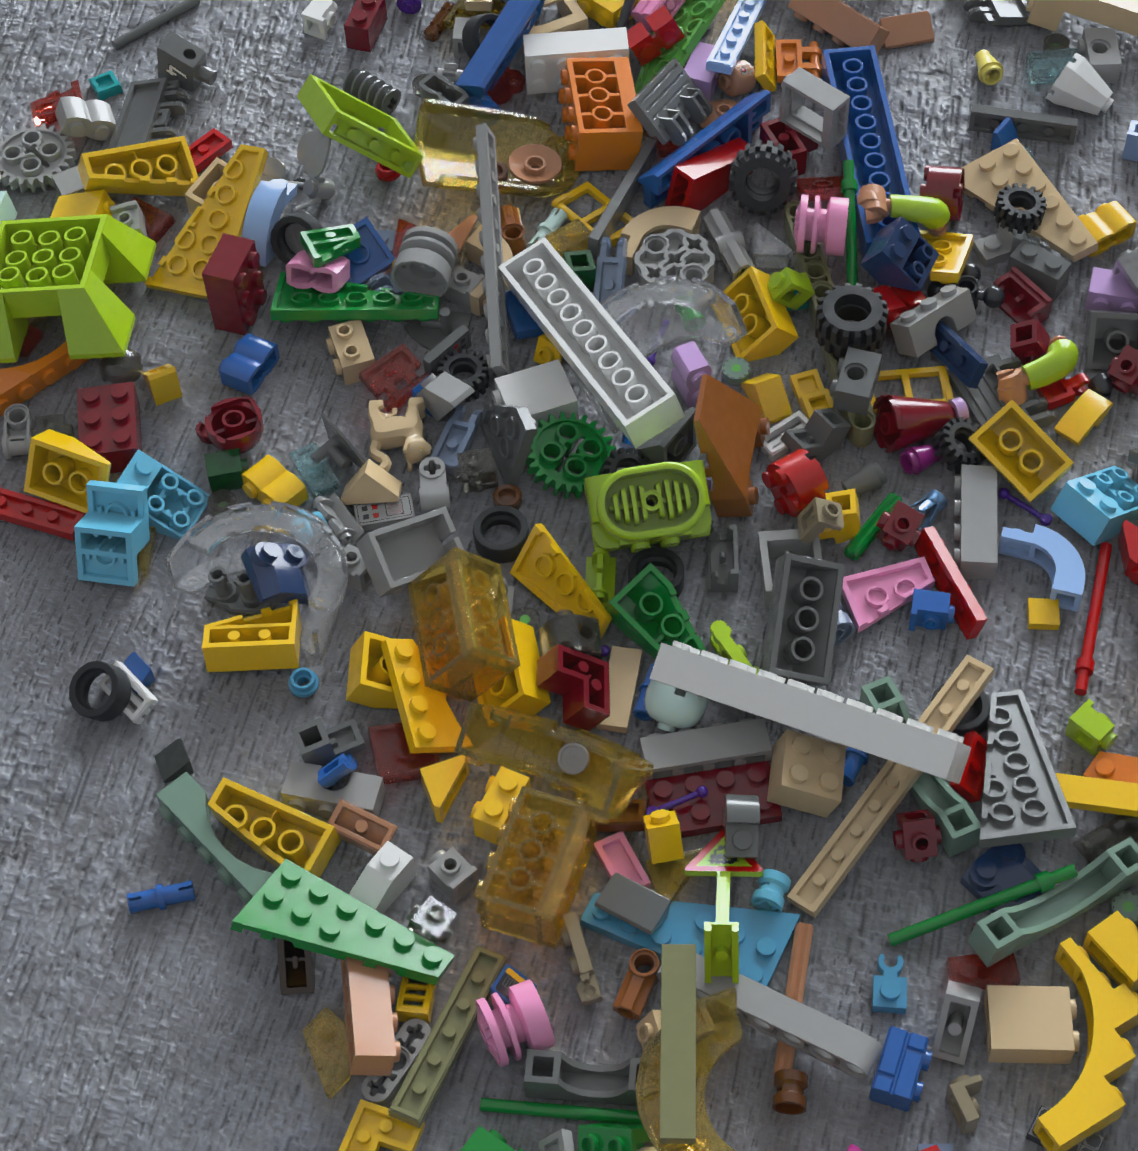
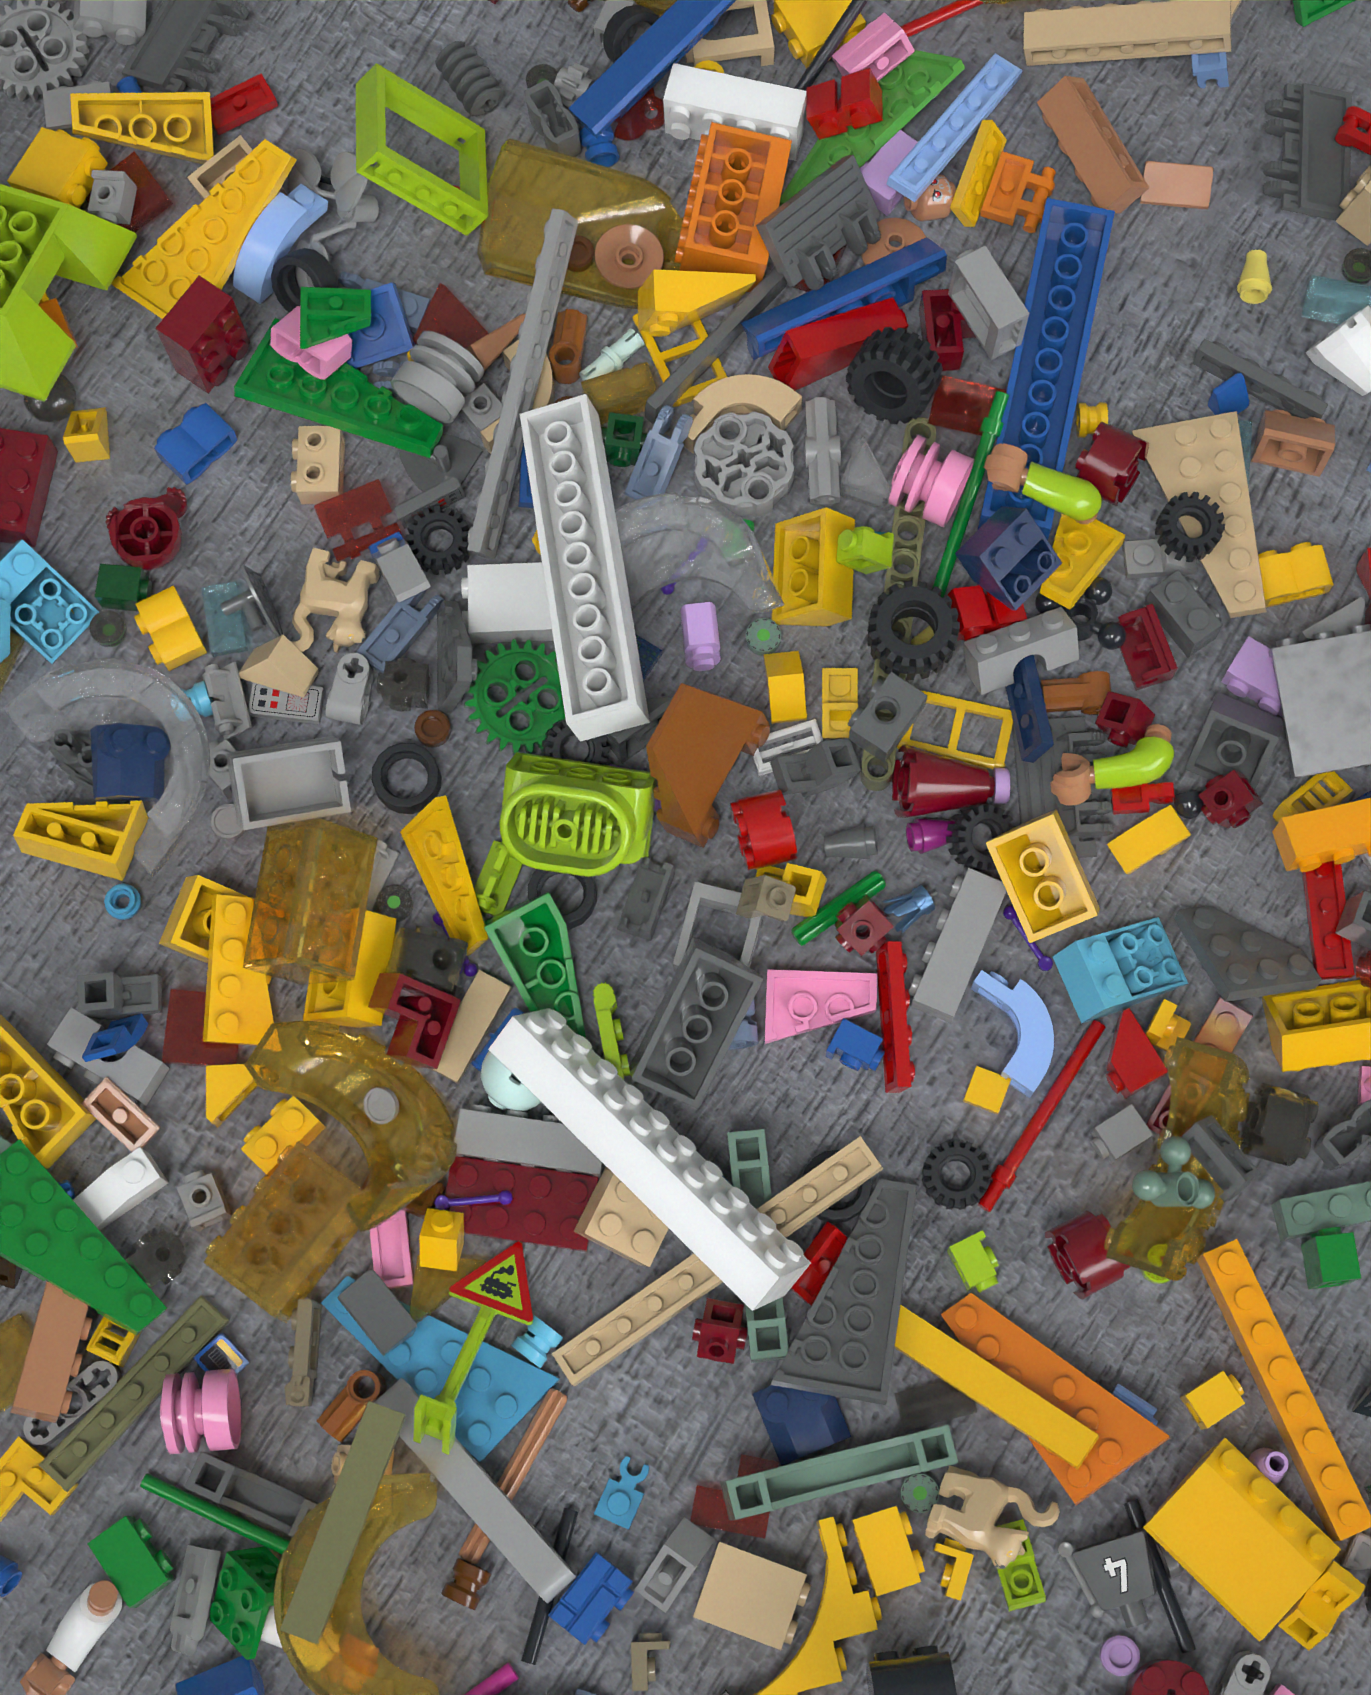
camera: 20 degrees right, 20 degrees up
(368, 606) = (225, 823): none -> light grey piece
(590, 170) = (679, 298): none -> yellow slope
(741, 825) = (528, 1258): dark grey brick -> none
(861, 1090) = (543, 1609): none -> black bar
(915, 174) = (1090, 417): none -> yellow wheel
(991, 338) = (1075, 694): none -> dark orange piece
(1042, 882) = (831, 1441): green bar -> none
(1051, 660) = (972, 1159): none -> black tyre
(1065, 151) = (1294, 442): none -> nougat slope

